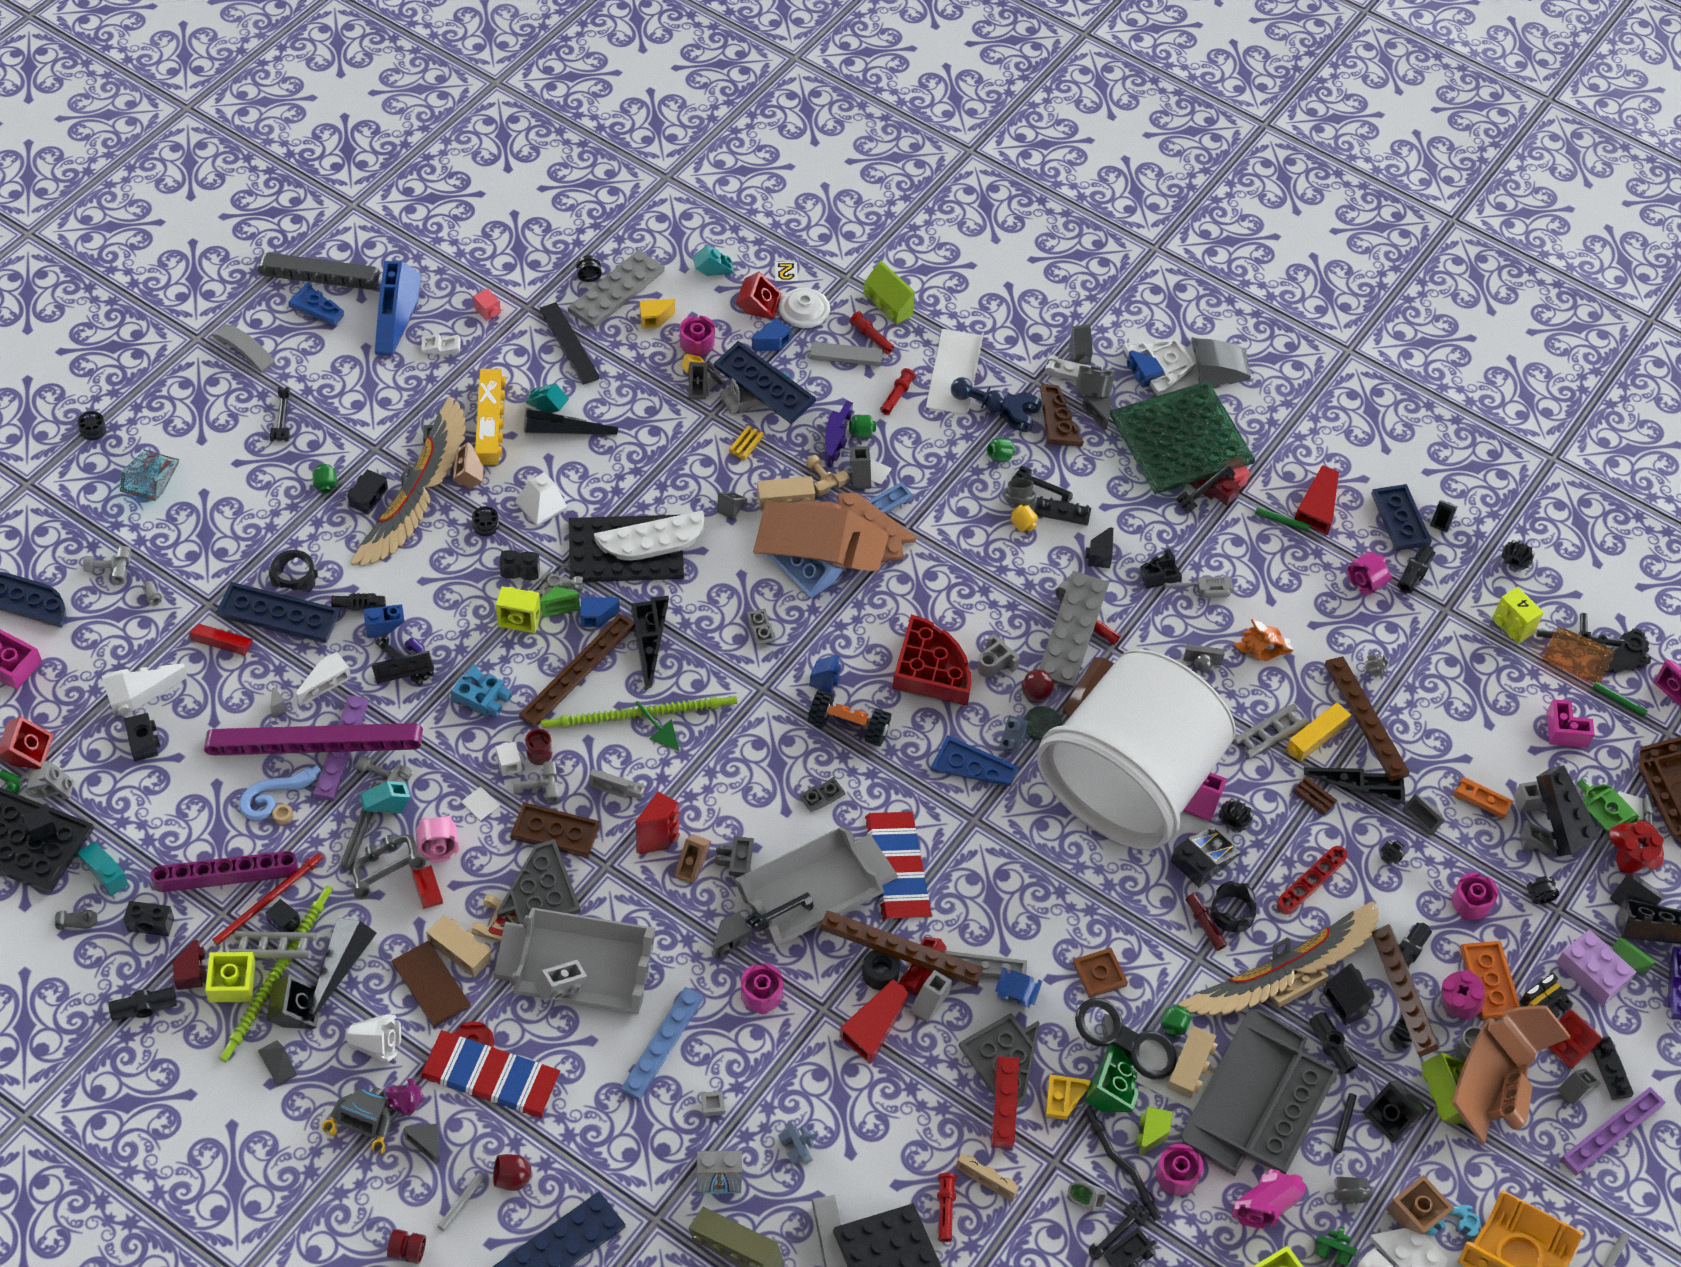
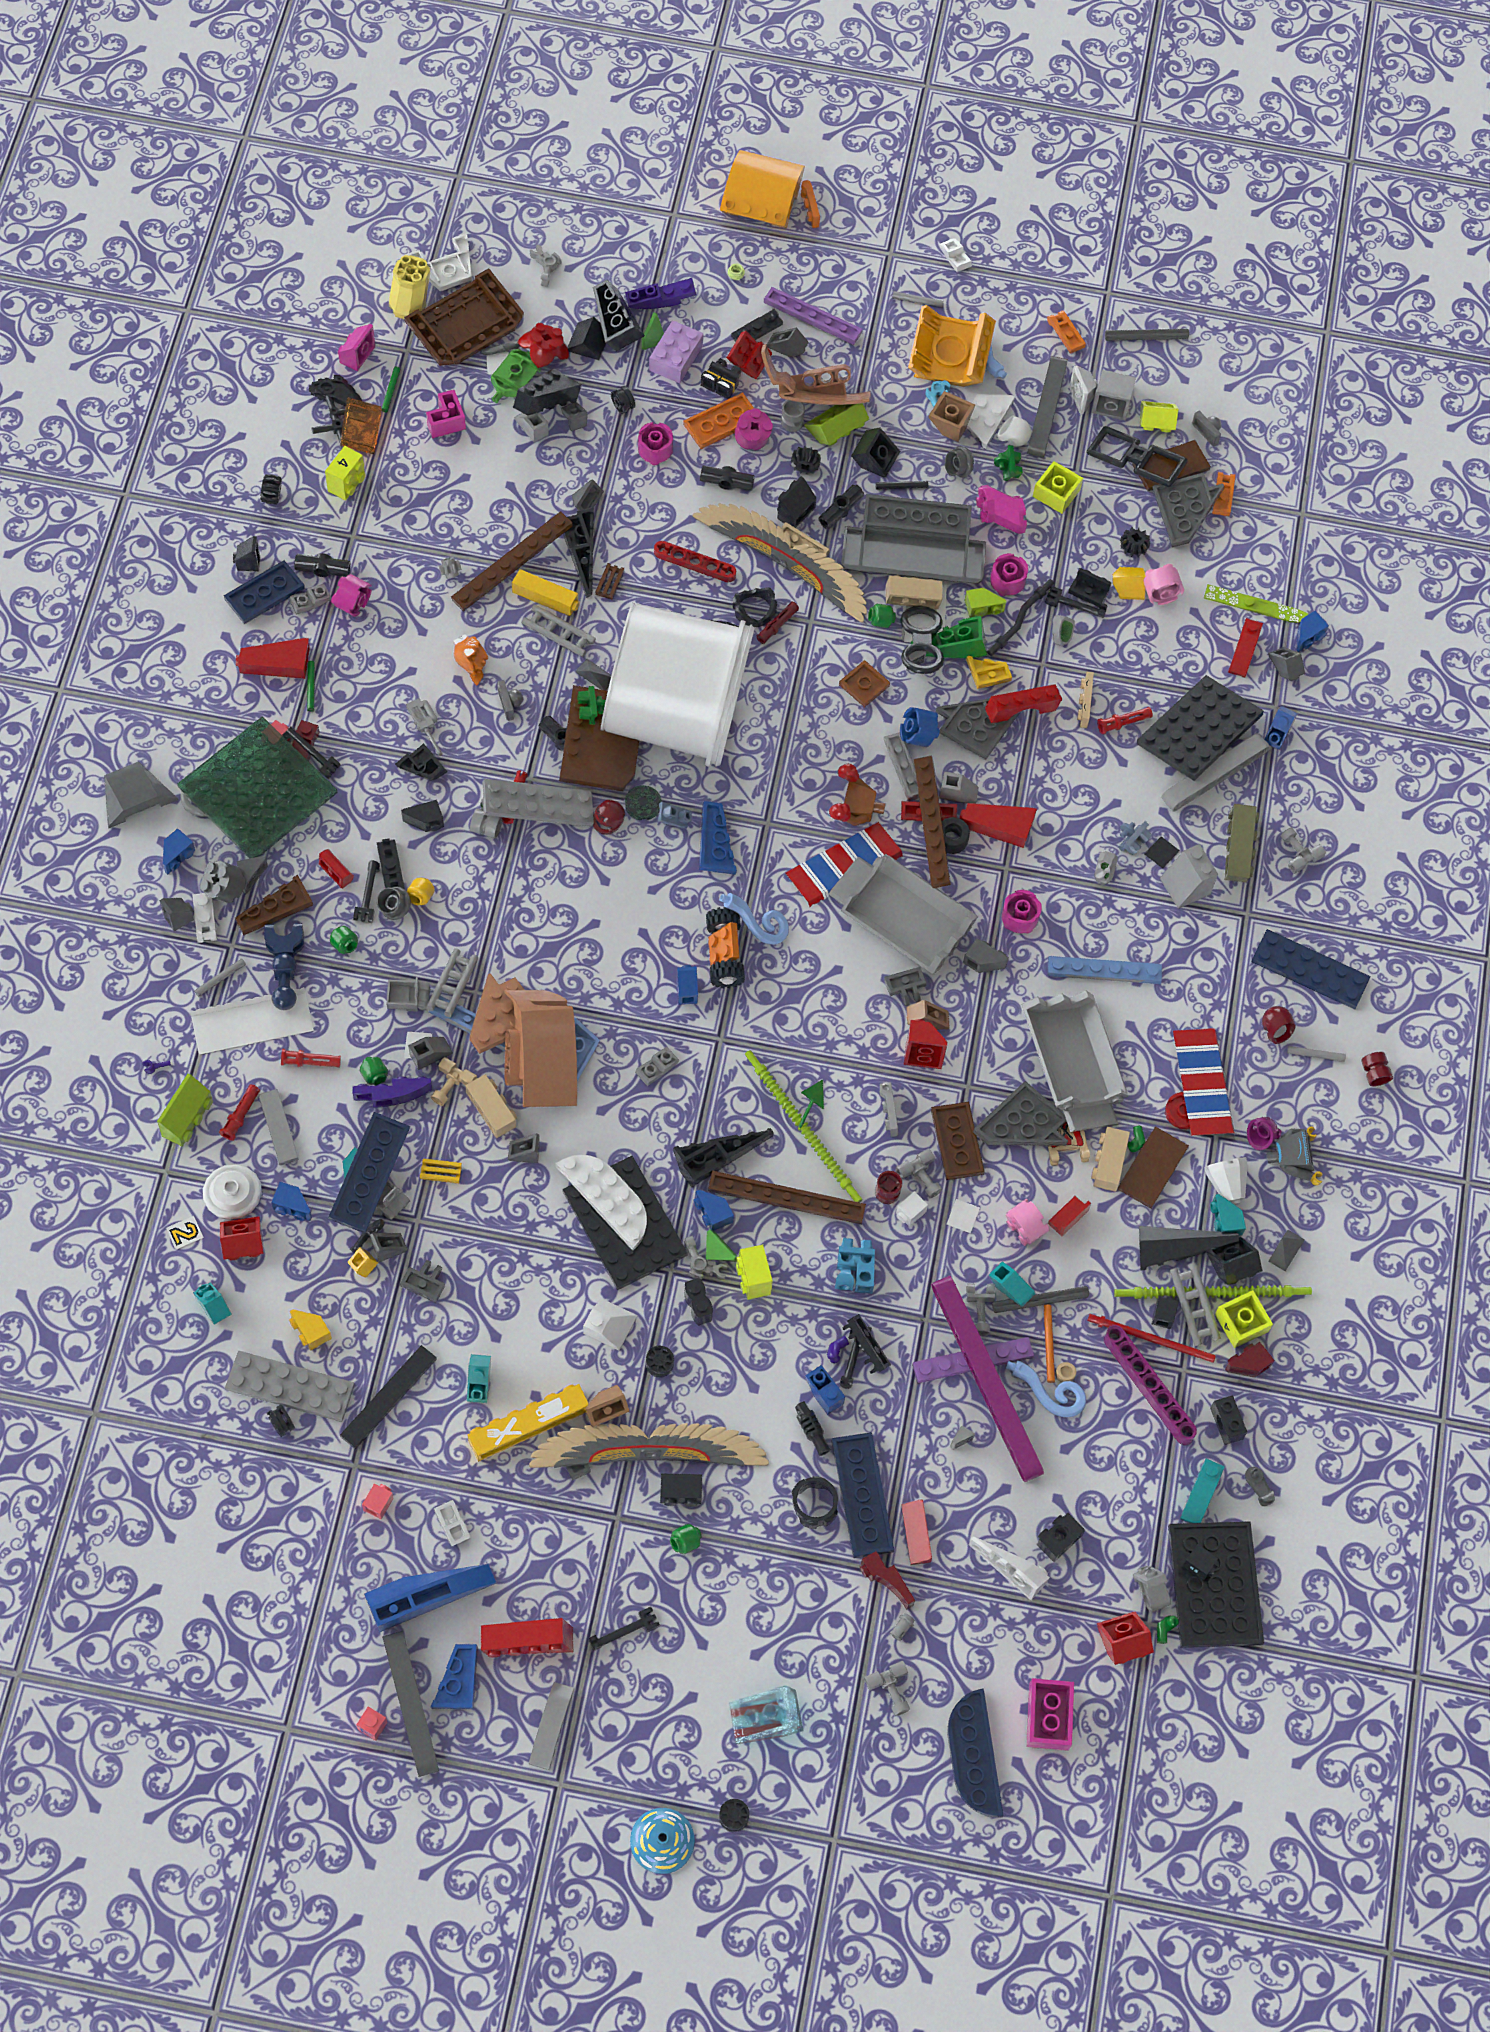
camera: 115 degrees left, 10 degrees up
(109, 380) = (657, 1855): none -> dark azure dish
(142, 1003) = (1302, 1380): black piece -> none
(195, 600) = (874, 1569): none -> dark red slope
(315, 352) = (527, 1637): none -> red wedge
(317, 813) = (1049, 1343): none -> orange bar
(319, 243) = (371, 1723): none -> coral brick
(324, 677) = (911, 1411): white slope -> none
(336, 1019) = (1227, 1215): none -> teal slope
(414, 859) = (1050, 1261): dark grey bar -> none
(425, 1139) = (1285, 1099): dark grey slope -> none
(464, 981) = (1139, 1140): none -> green arm
(546, 422) = (508, 1364): black wedge -> none
(560, 980) = (1106, 1056): light grey brick -> none
(650, 394) = (423, 1284): none -> dark grey hinge
(697, 335) = (320, 1262): dark pink brick -> none
(713, 1103) = (1136, 910): light grey plate -> none
(760, 922) = (966, 931): black hinge -> none
(770, 1169) = (1161, 852): none -> black sticker
(775, 1098) = (1105, 867): none -> light grey rock
(821, 796) = (806, 945): dark grey slope -> none
(880, 733) = (741, 907): none -> light blue plant
(918, 497) = (456, 992): none -> light grey bar
(924, 475) = (407, 994): none -> light grey piece
(932, 664) = (630, 905): red brick -> none
(944, 295) = (153, 1066): none -> dark purple hand
(957, 900) = (859, 799): none -> dark orange torso
(997, 657) = (592, 858): light grey pin -> none
(1007, 362) = (220, 977): none -> light grey bar
(1077, 468) = (335, 868): none -> red brick
(1171, 357) = (148, 837): white wing -> none
(1381, 545) = (311, 599): none -> light grey slope
(1392, 852) = (640, 509): black gear -> none
(1405, 991) = (779, 461): reddish brown plate -> none
(1483, 797) = (549, 461): orange plate -> none

